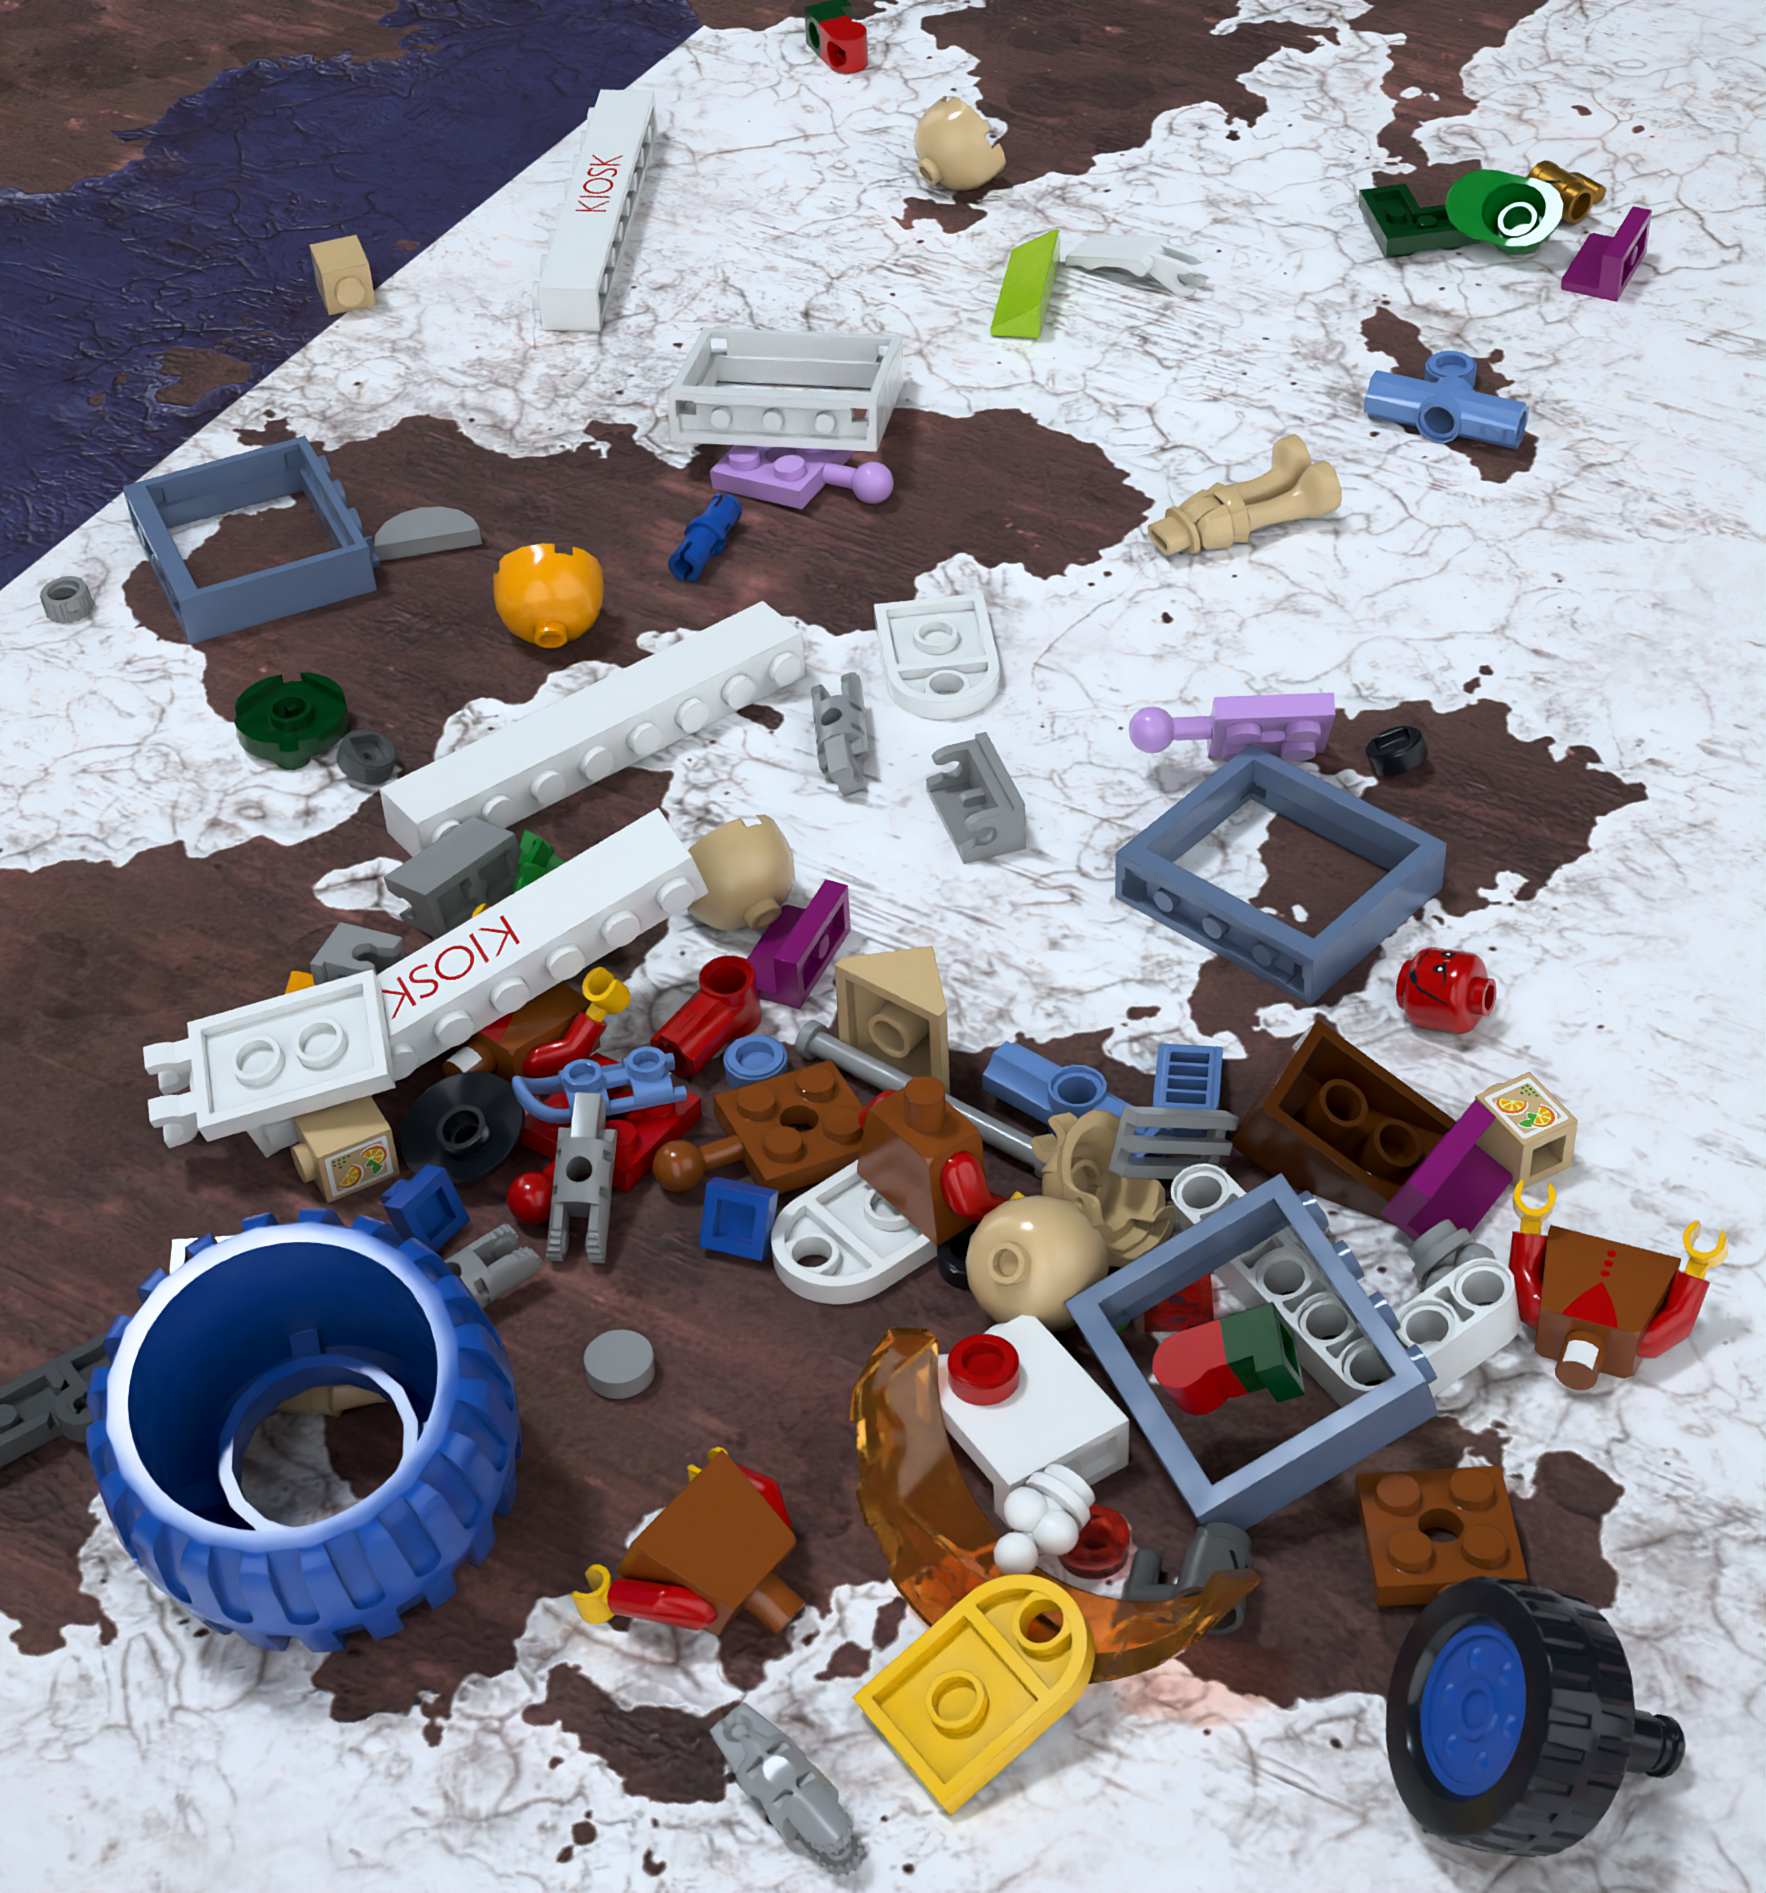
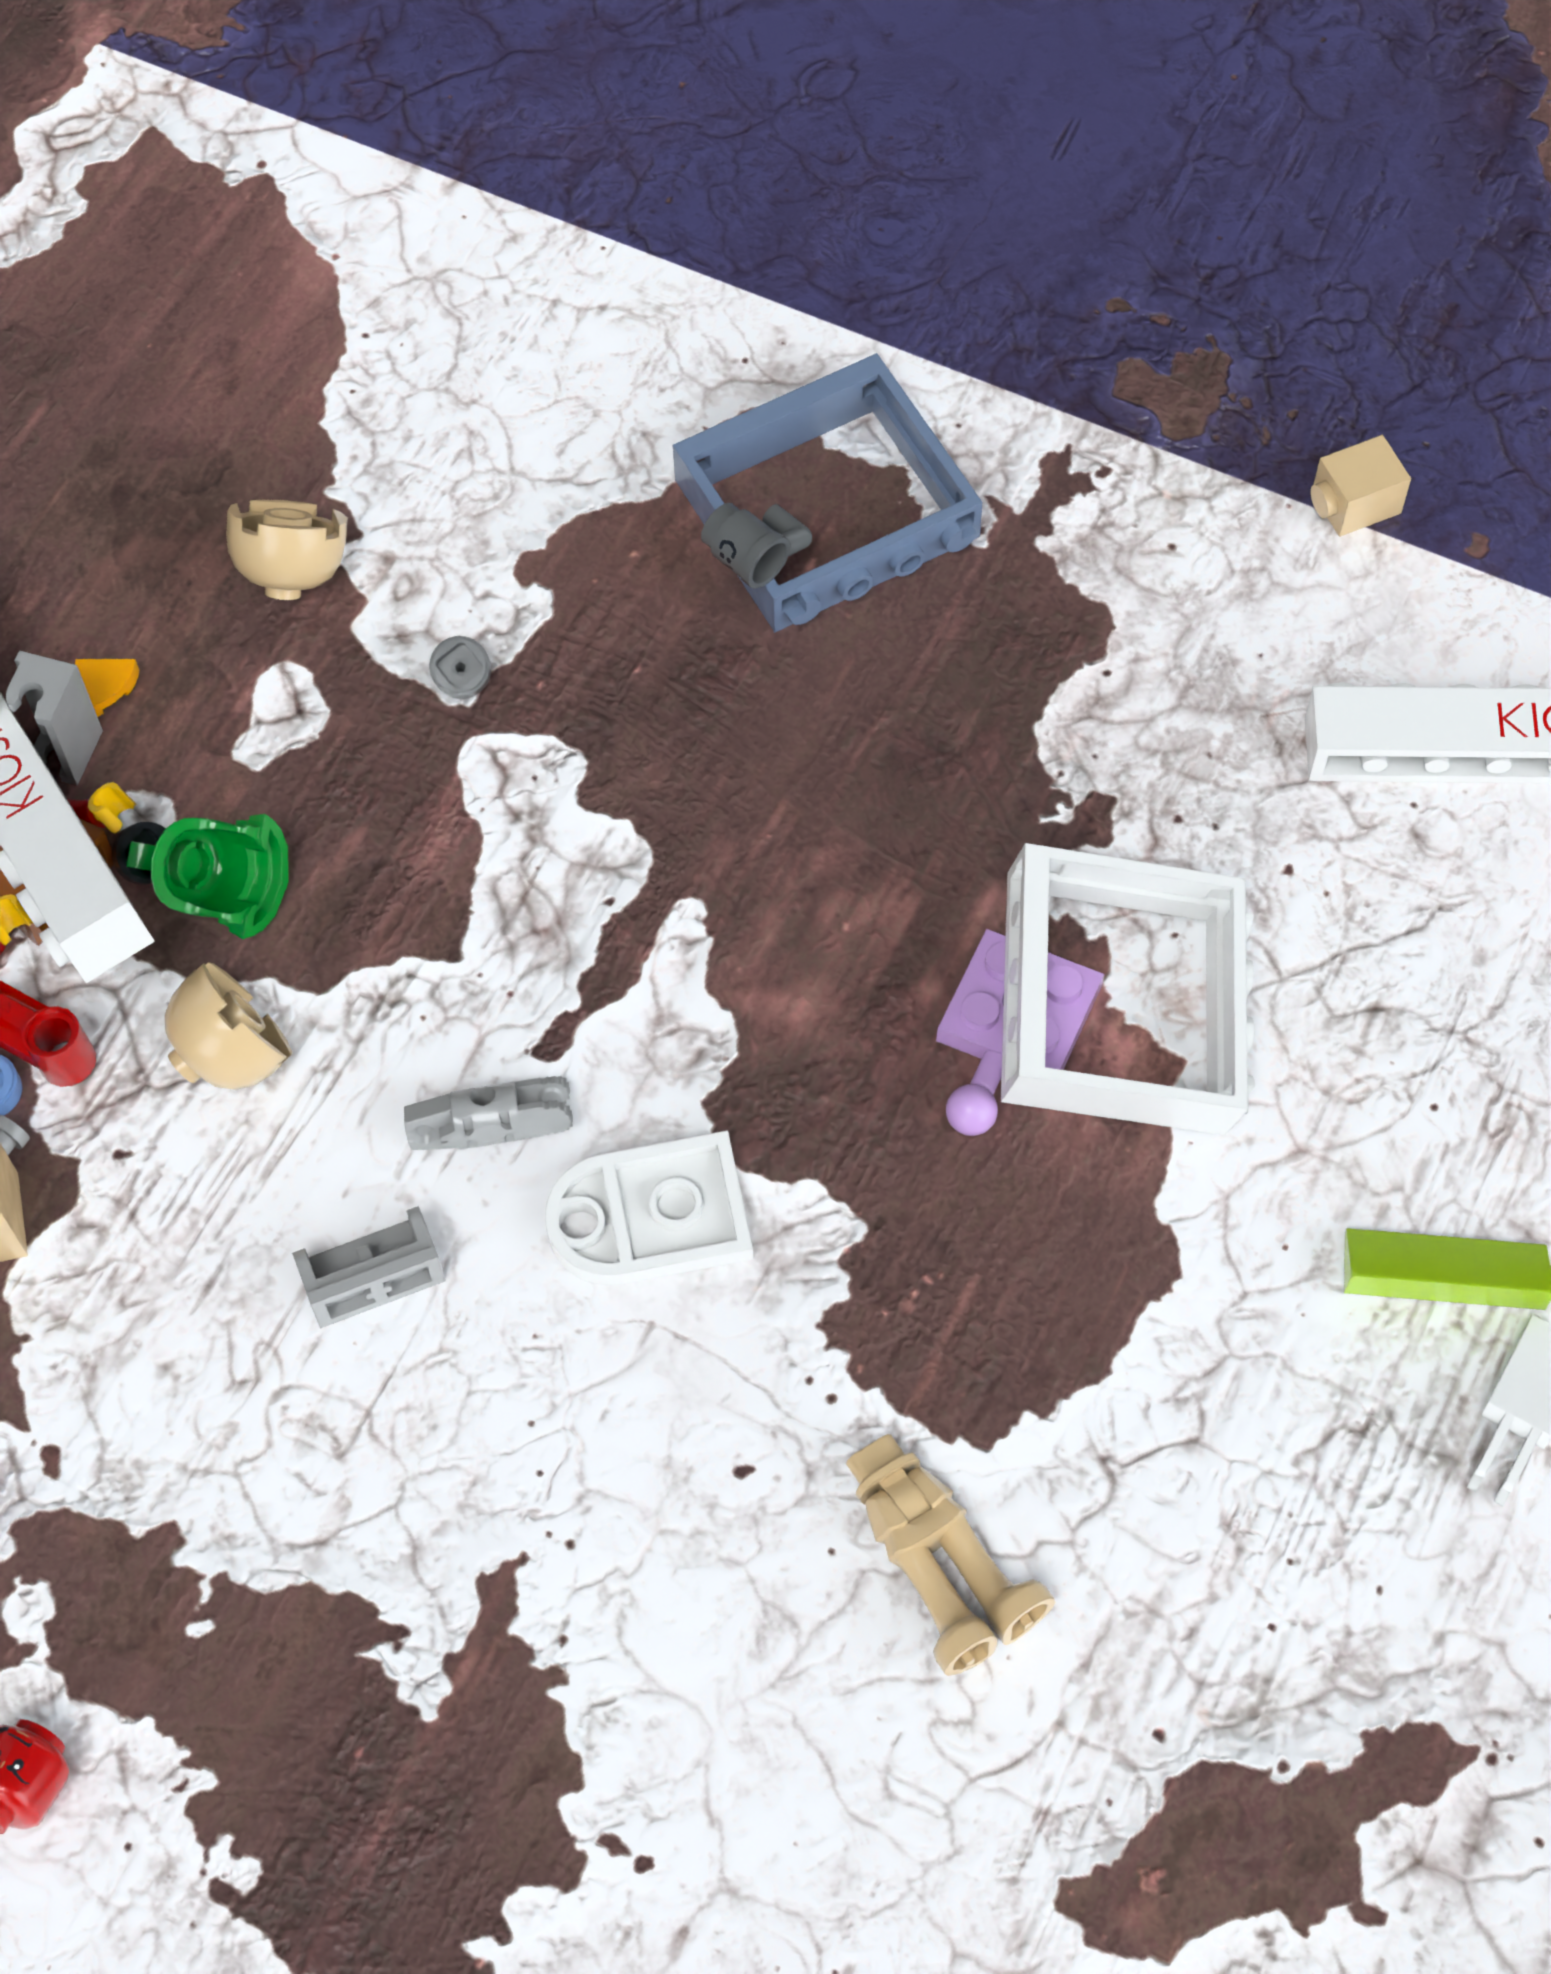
camera: 85 degrees right, 20 degrees up
(66, 599) = (731, 342): light grey axle -> none
(203, 849) = (285, 545): none -> tan cylinder
(311, 724) = (529, 618): dark green plate -> none
(318, 539) = (751, 546): none -> dark grey piece
(425, 532) = (865, 656): light grey tile -> none
(456, 876) = (258, 773): light grey hinge -> none
(548, 594) = (700, 789): light orange cylinder -> none
(598, 729) = (492, 878): white brick -> none
(705, 537) = (860, 940): blue pin -> none
(801, 946) = (147, 1104): magenta panel -> none
(1243, 931) = (147, 1530): sand blue window -> none
(1280, 724) = (439, 1537): lavender plate -> none
(1396, 750) = (451, 1737): black tile -> none
(1446, 409) = (1181, 1826): medium blue piece -> none
(1450, 364) = (1299, 1841): medium blue tile -> none

